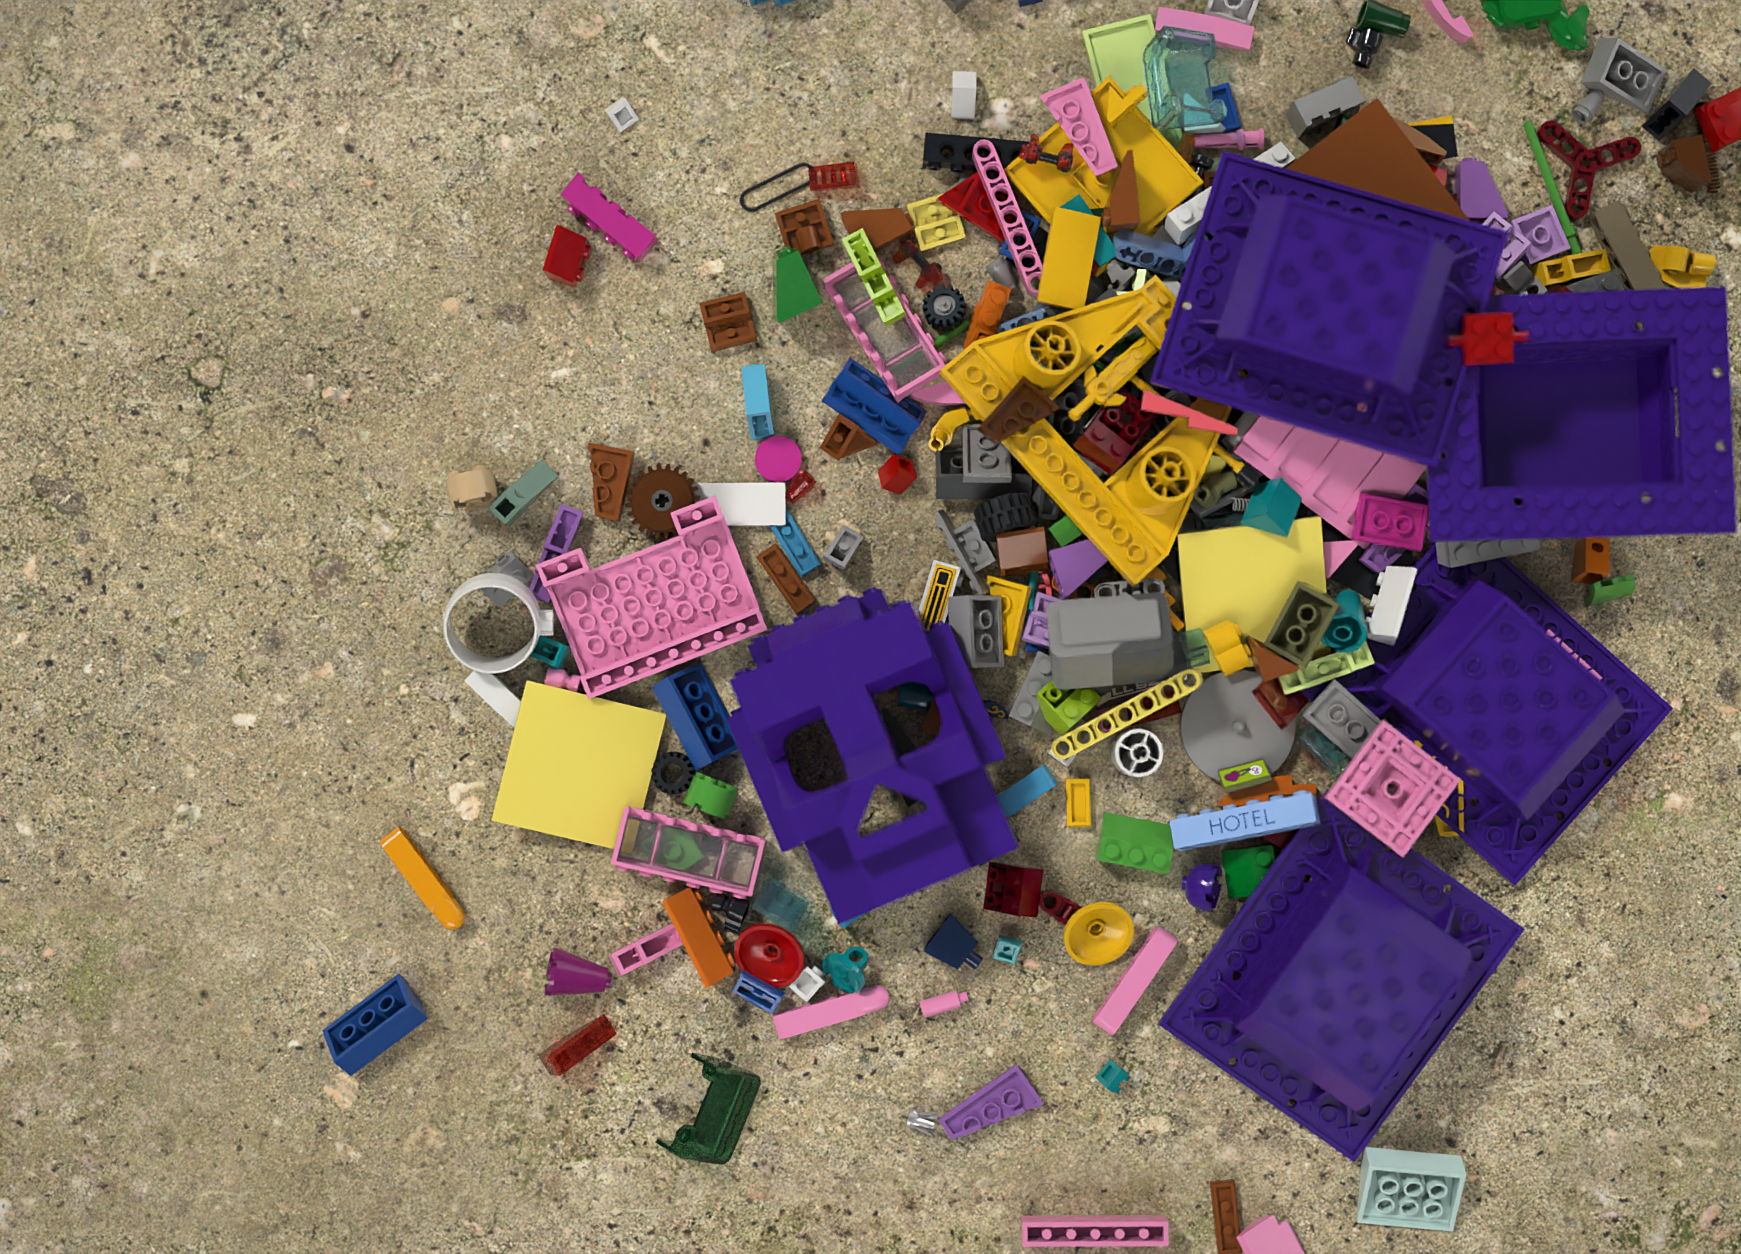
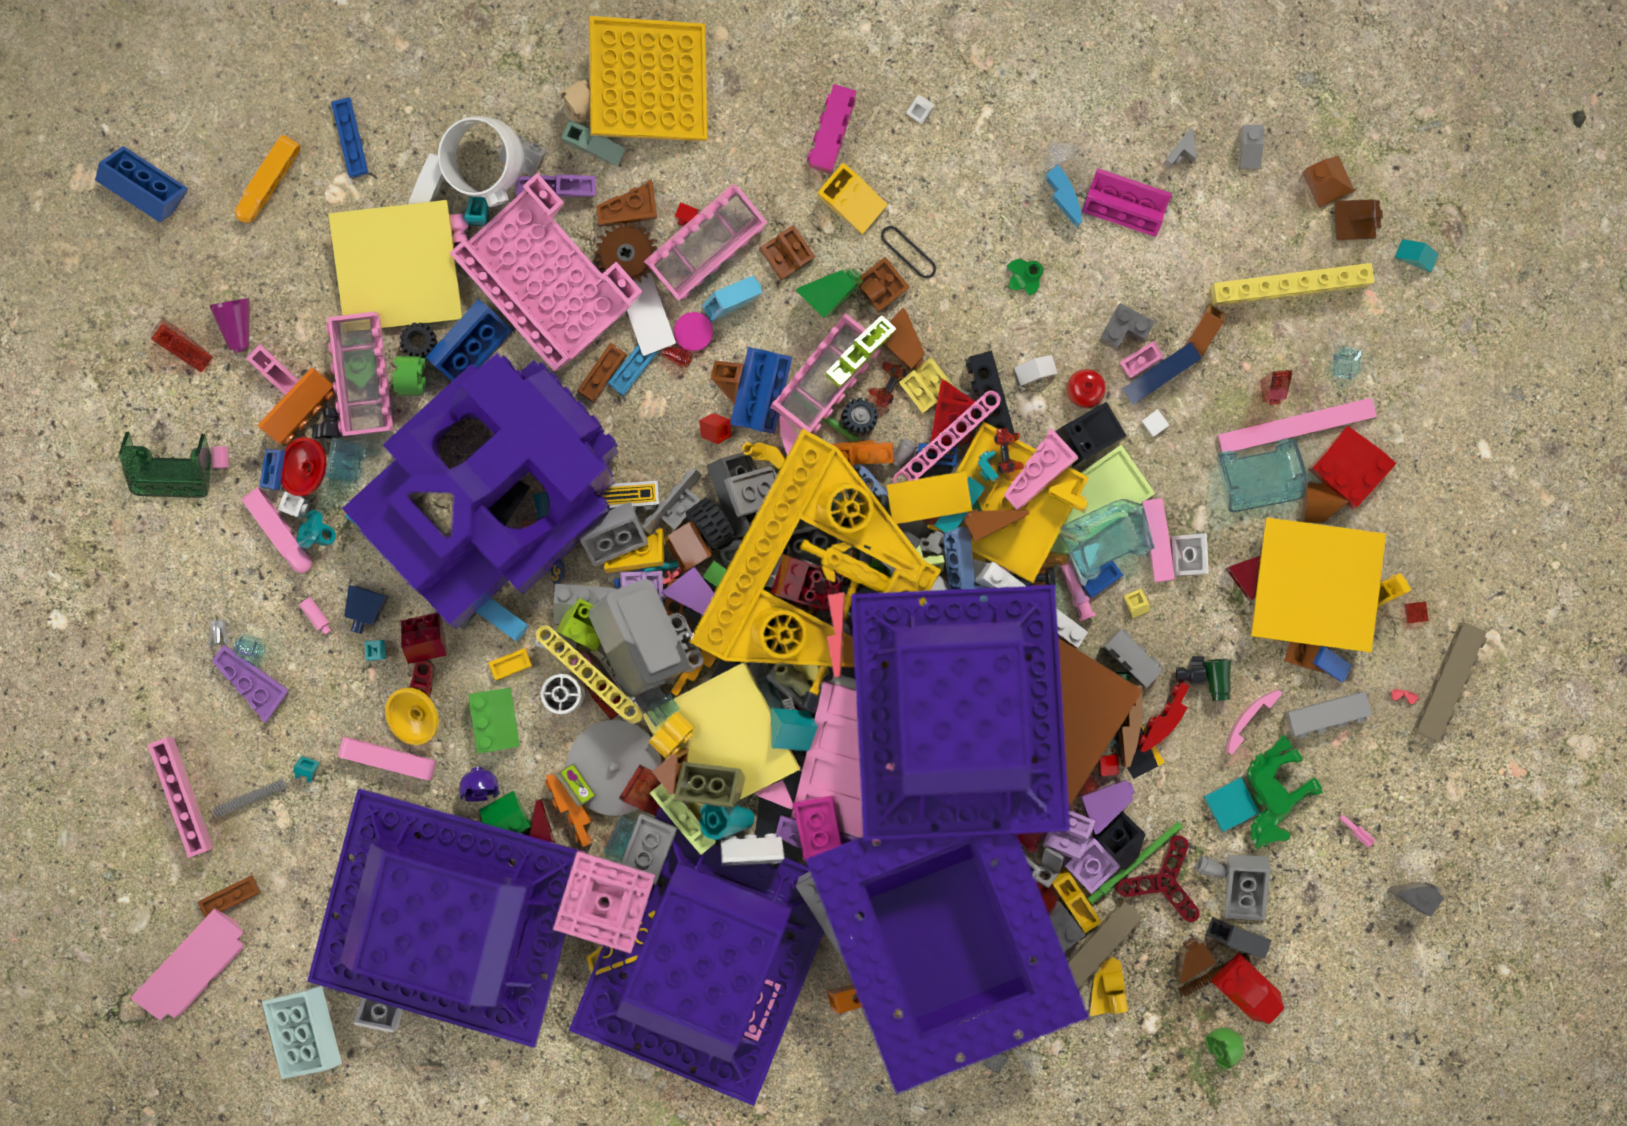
camera: 70 degrees right, 0 degrees up
(411, 767) = (350, 137): none -> blue tile
(473, 403) = (647, 79): none -> yellow tile
(566, 257) = (789, 108): red slope -> none
(644, 418) = (685, 214): none -> red plate
(683, 406) = (706, 242): none -> clear window
(695, 226) = (852, 198): none -> yellow slope
(722, 1047) = (219, 457): none -> bright pink piece
(832, 168) = (944, 305): clear red slope -> none
(843, 547) = (640, 407): light grey slope -> none
(854, 70) = (1022, 277): none -> green plate
(952, 1091) = (249, 647): none -> clear light blue head
(1004, 46) = (1086, 388): none -> red cylinder
(1017, 411) = (793, 501): reddish brown wing -> none
(1056, 56) = (1091, 432): none -> black slope
(1061, 184) = (987, 471): none -> teal bracket
(1125, 1154) = (226, 806): none -> light grey piece
(1245, 822) = (538, 797): light blue brick -> none
(1264, 79) = (1137, 603): none -> light yellow slope
(1413, 100) = (1161, 727): none -> red slope
(1423, 1095) = (378, 1016): none -> white slope
(1487, 338) = (978, 844): red plate -> none
(1524, 190) = (1122, 840): none -> black slope
(1526, 58) = (1231, 804): none -> teal slope
(1610, 590) = (829, 1022): bright green slope -> none

